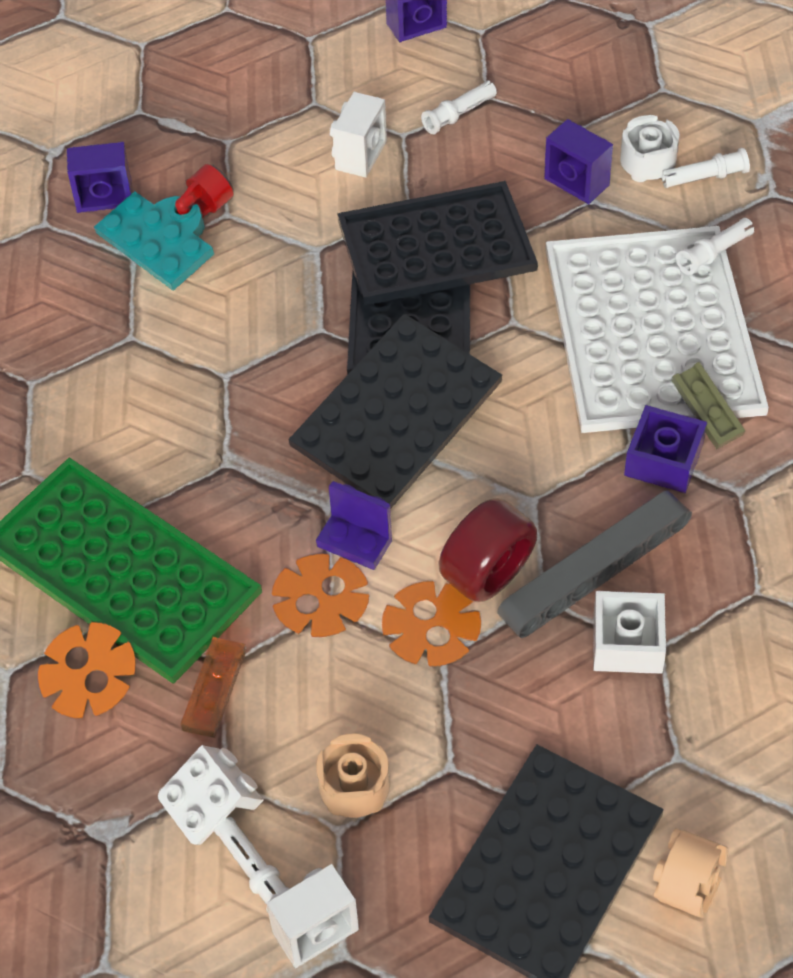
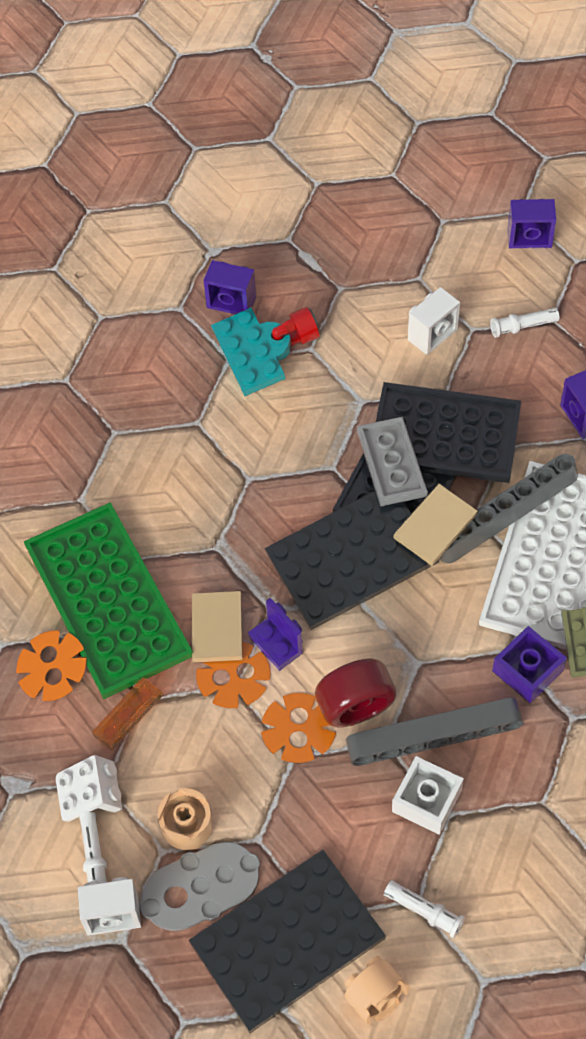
camera: 25 degrees right, 5 degrees up
(274, 548) = (216, 626): none -> tan tile
(394, 289) = (391, 461): none -> light grey tile
(420, 834) = (213, 879): none -> light grey piece
(481, 338) = (435, 524): none -> tan tile
(549, 296) = (538, 487): none -> dark grey beam
(707, 761) = (435, 914): none -> white pin

